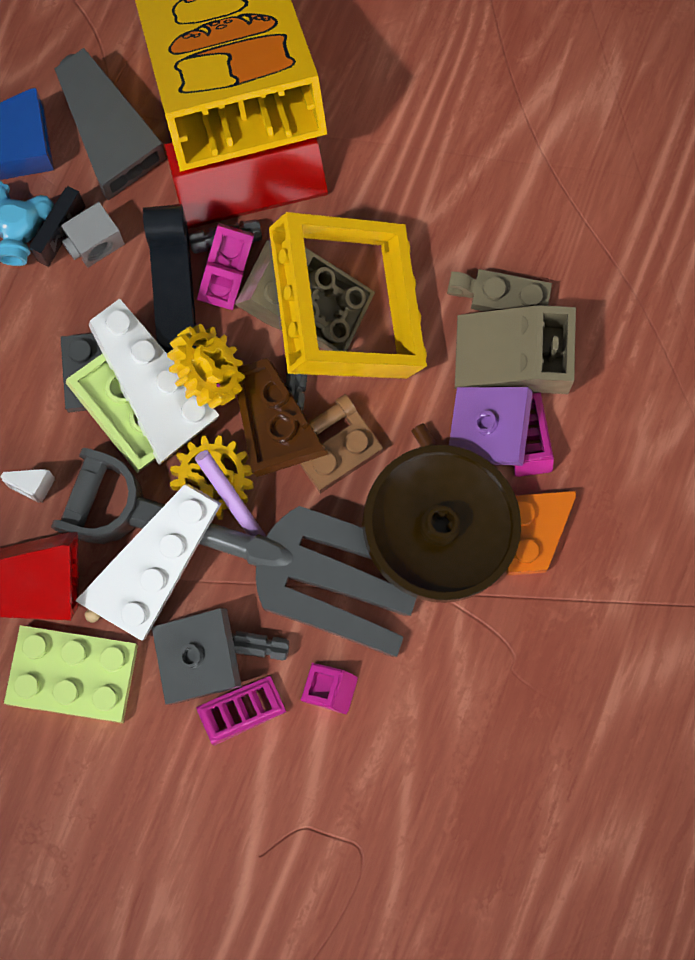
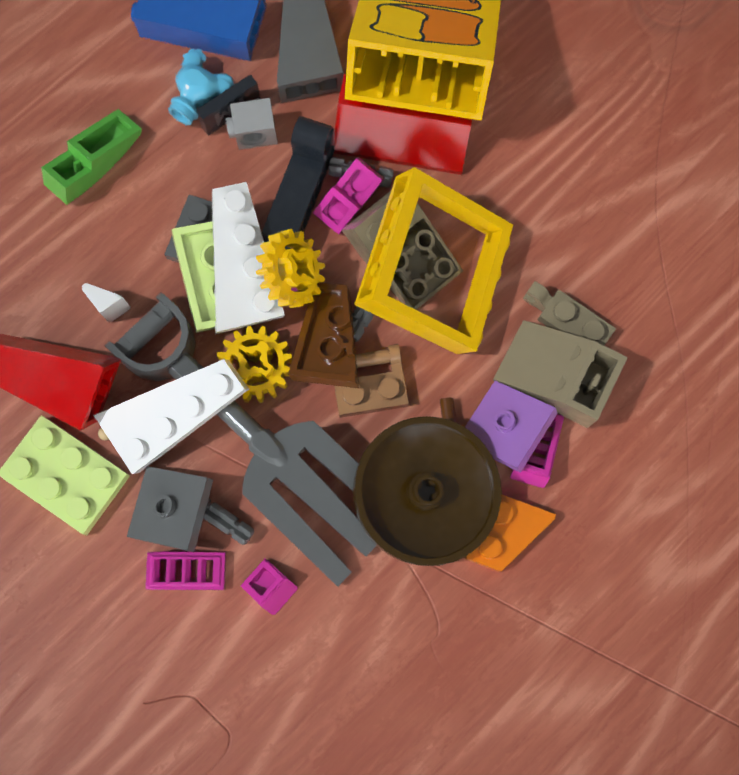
camera: 20 degrees right, 0 degrees up
(228, 493) = (258, 384): lavender bar -> none

